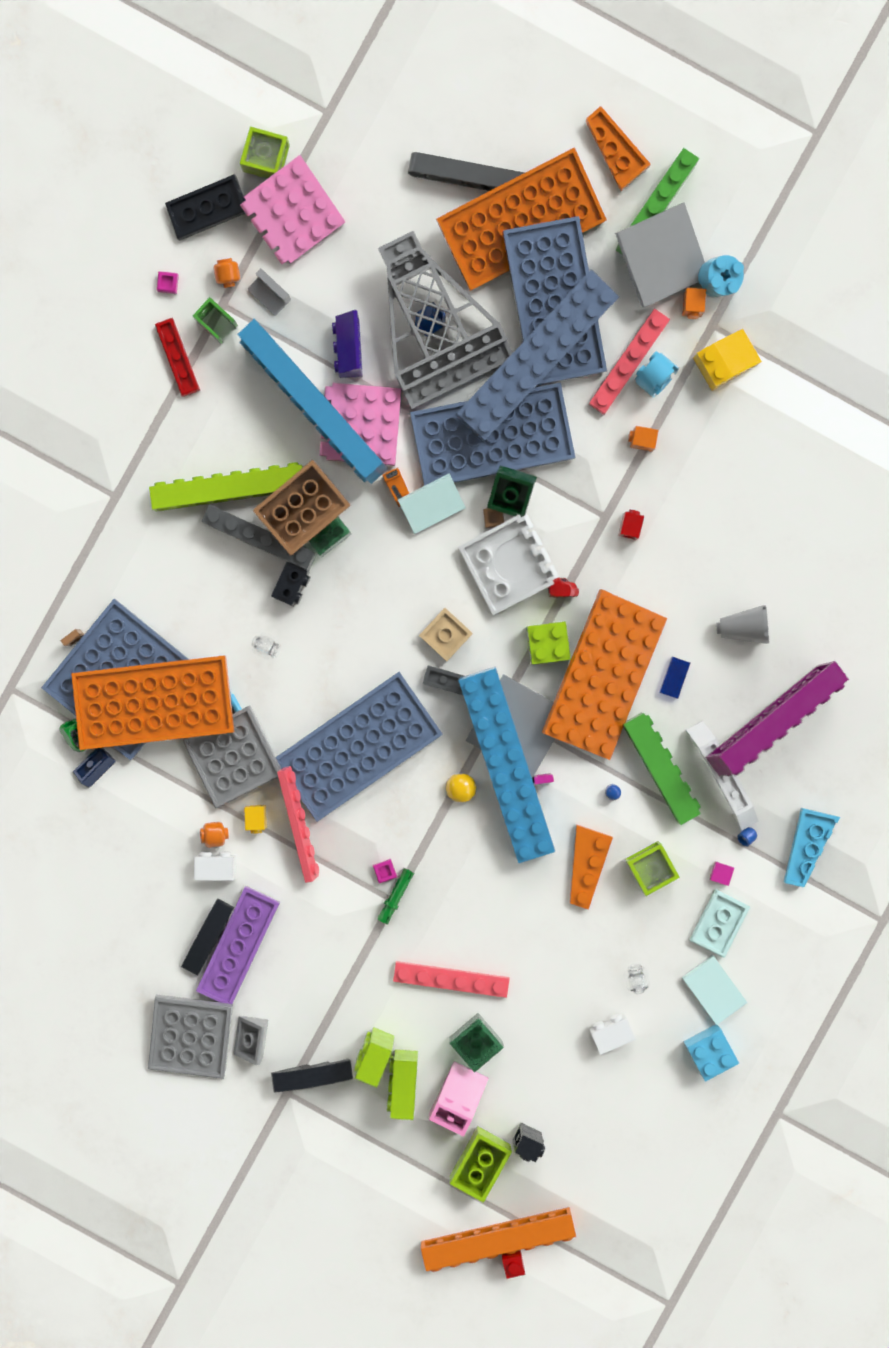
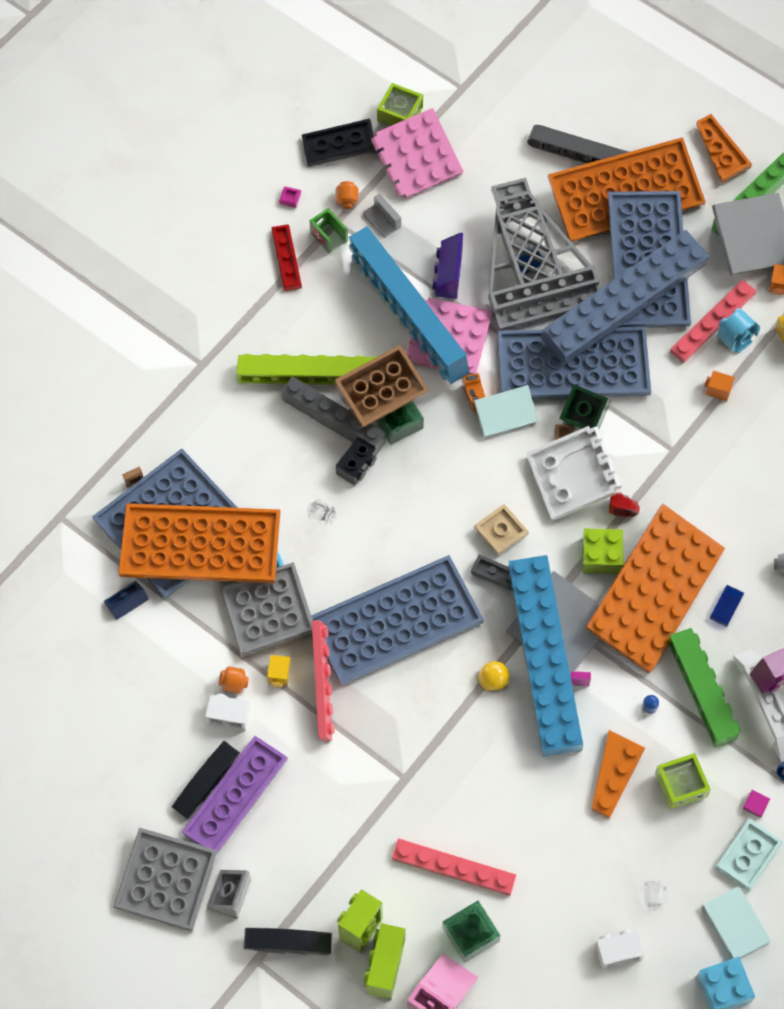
camera: 15 degrees right, 25 degrees down
(70, 734) = (111, 565): green rock -> none
(385, 871) = (402, 746): dark pink tile -> none
(393, 900) = (404, 777): green pin -> none
(631, 524) = (698, 458): red brick -> none

